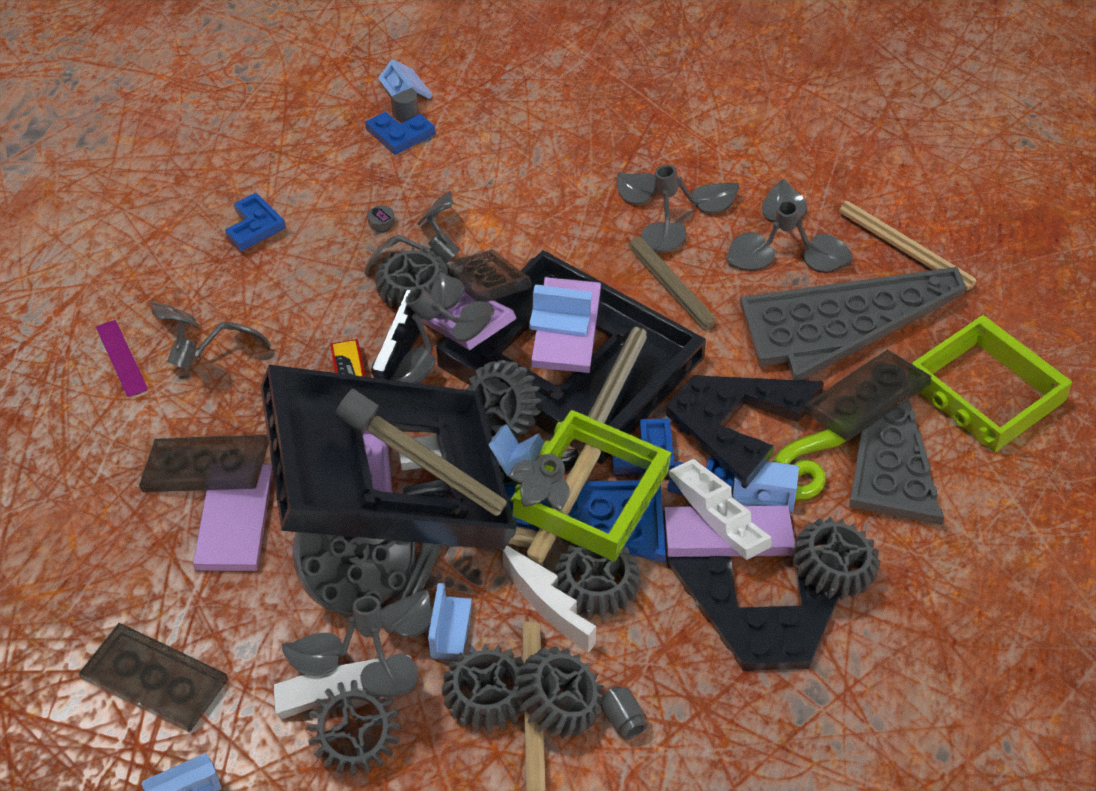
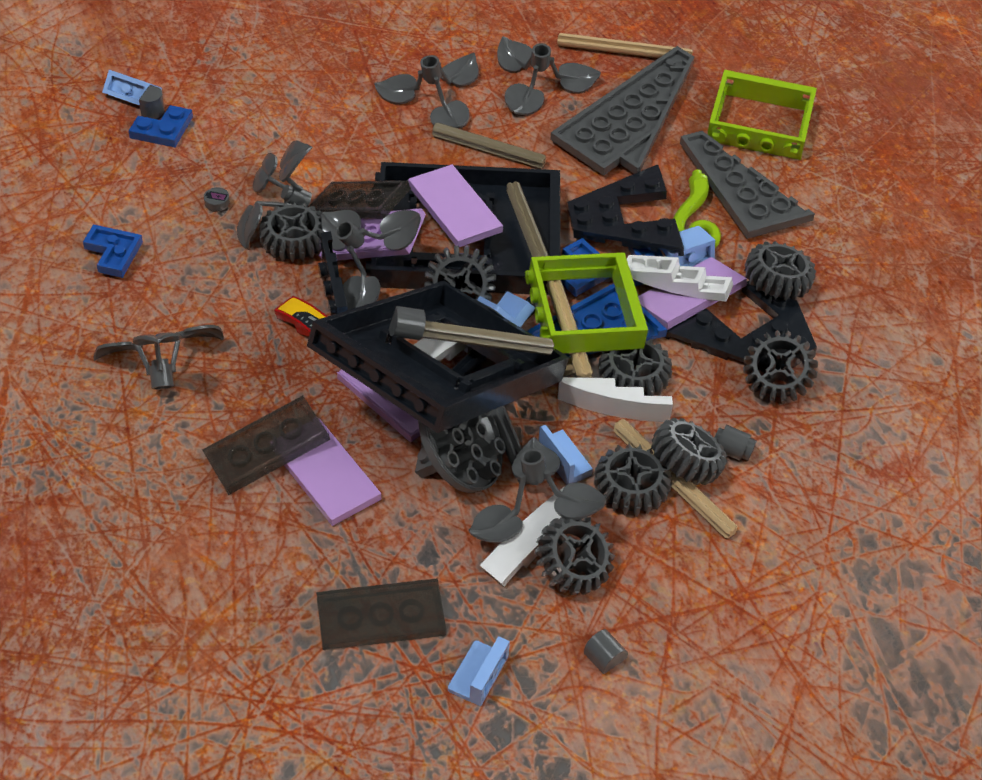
camera: 40 degrees left, 0 degrees up
(121, 358) = (101, 407): magenta sticker -> none
(541, 484) = (563, 313): dark grey plate -> none
(561, 310) = (448, 194): light blue panel -> none
(715, 660) = (795, 351): none -> dark grey gear
(867, 394) = (700, 157): clear smoke tile -> none

